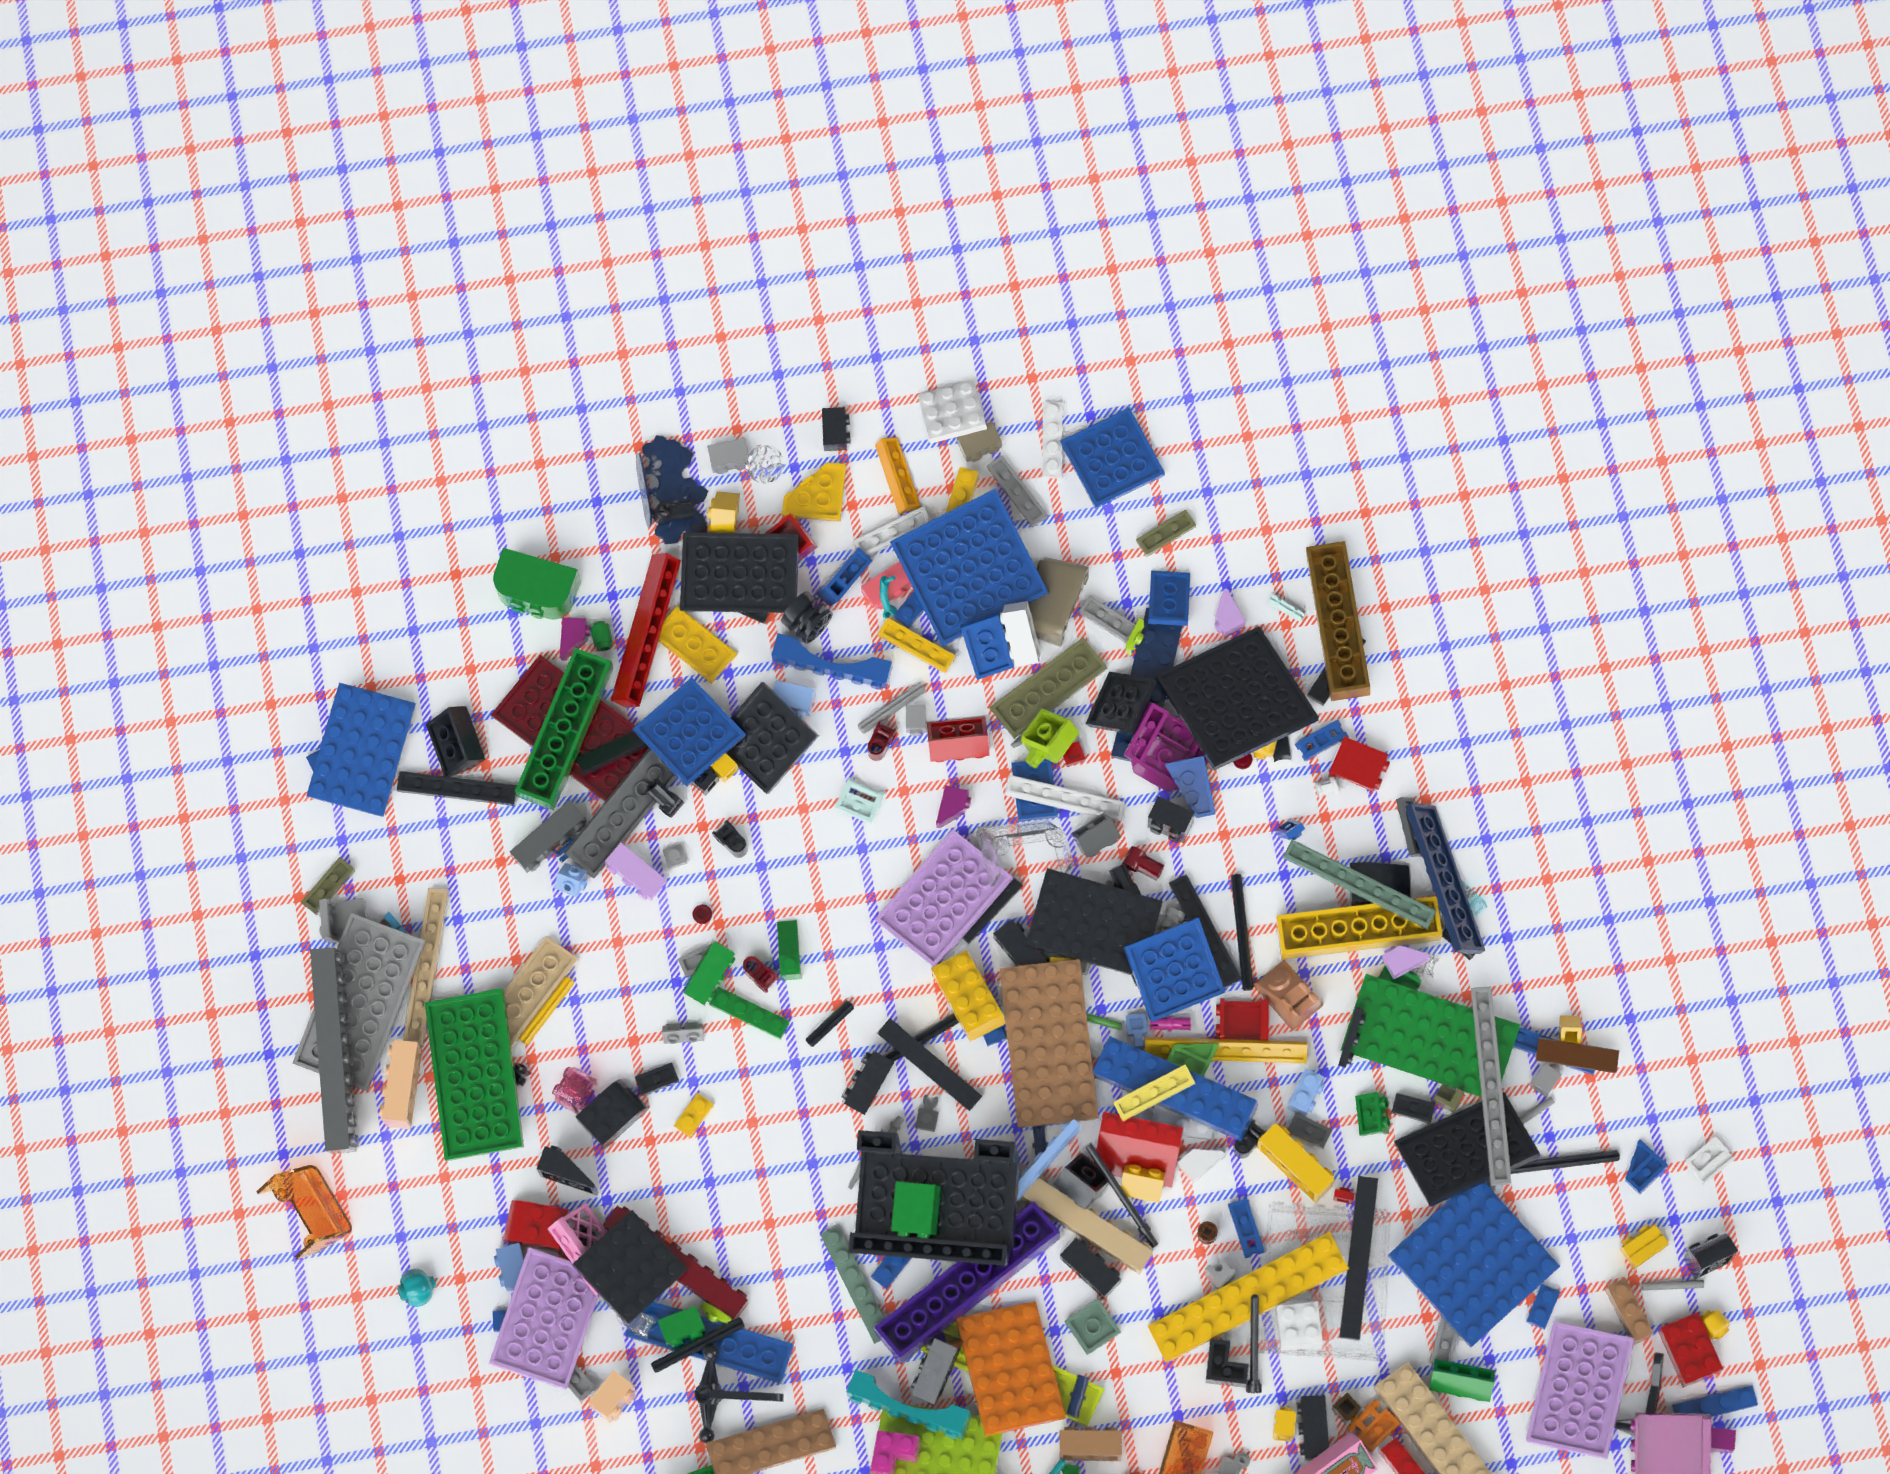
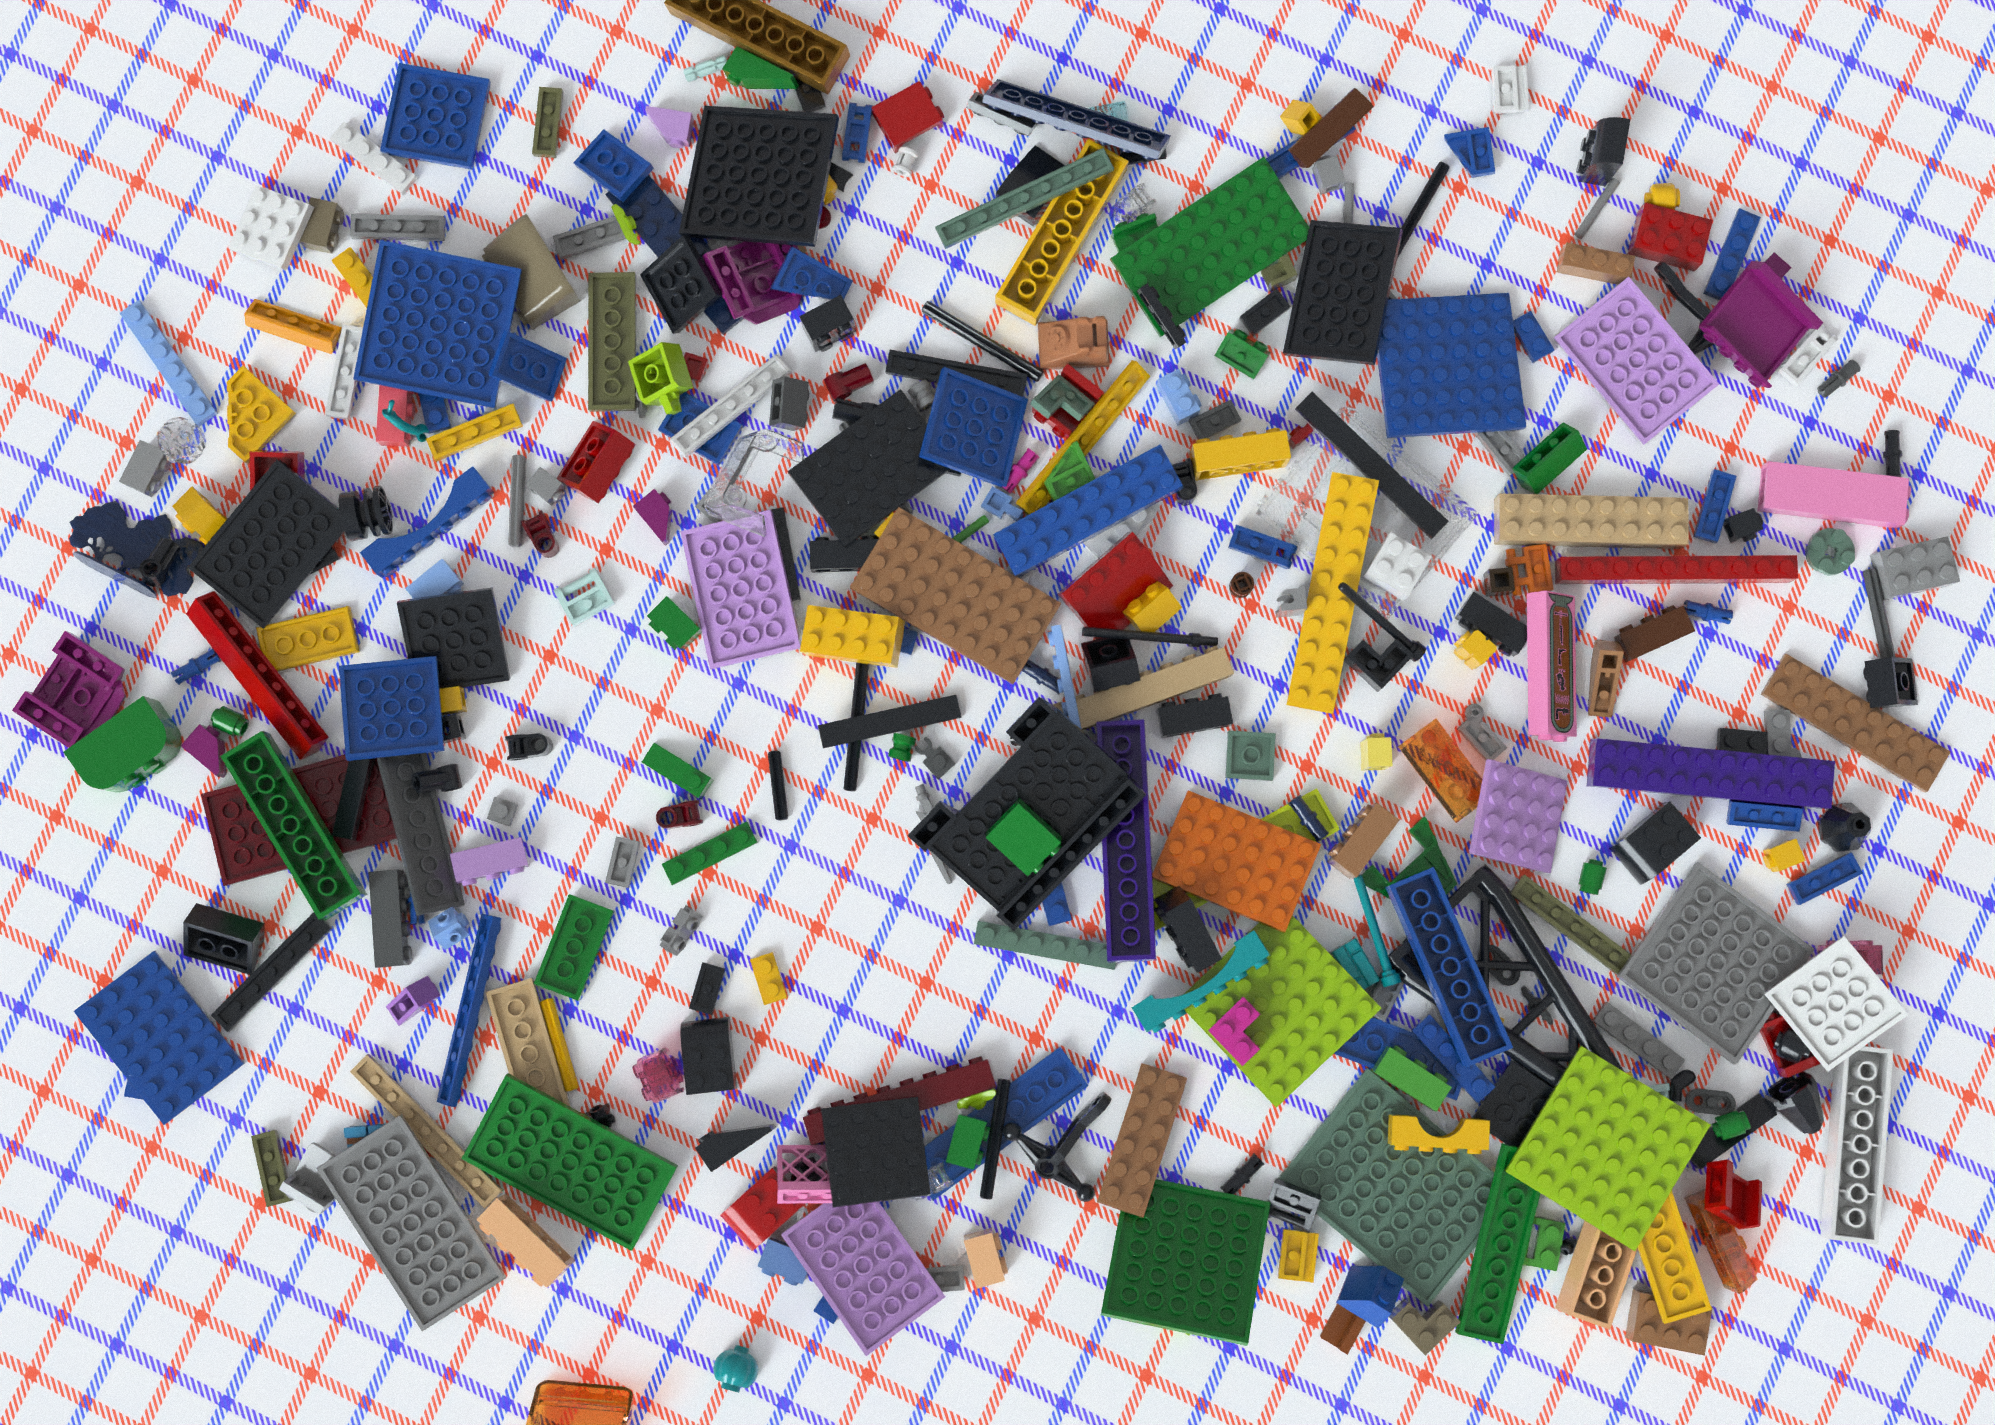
camera: 60 degrees left, 10 degrees up
(333, 1050) = (441, 1285): dark grey brick -> none
(505, 893) = (413, 1000): none -> medium lavender slope
(527, 933) = (468, 1010): none -> blue plate
(546, 524) = (75, 693): none -> magenta slope
(619, 971) = (574, 947): none -> green plate
(621, 587) = (195, 666): none -> blue pin
(702, 914) = (579, 827): dark red plate -> none
(709, 972) = (643, 863): green brick -> none
(810, 416) = (168, 363): none -> light blue plate
(834, 429) = (200, 350): black brick -> none
(844, 577) = (354, 449): blue slope -> none
(866, 1081) = (862, 792): black brick -> none
(887, 873) = (674, 624): none -> green brick
(918, 1086) = (901, 747): none -> green wheel
(1020, 633) = (540, 325): white brick -> none
(1154, 1092) = (1082, 532): light yellow plate -> none
(1159, 1409) = (1376, 752): none -> light yellow brick
(1198, 1162) = (1169, 544): white slope -> none
(1244, 1010) = (1062, 394): none -> sand green plate
(1290, 830) = (922, 223): blue plate -> none
(1306, 640) = (755, 73): none -> green slope
(1403, 959) = (1125, 214): lavender slope -> none
(1491, 1086) = (1306, 223): light grey plate -> none
(1643, 1246) = (1545, 205): yellow brick -> none

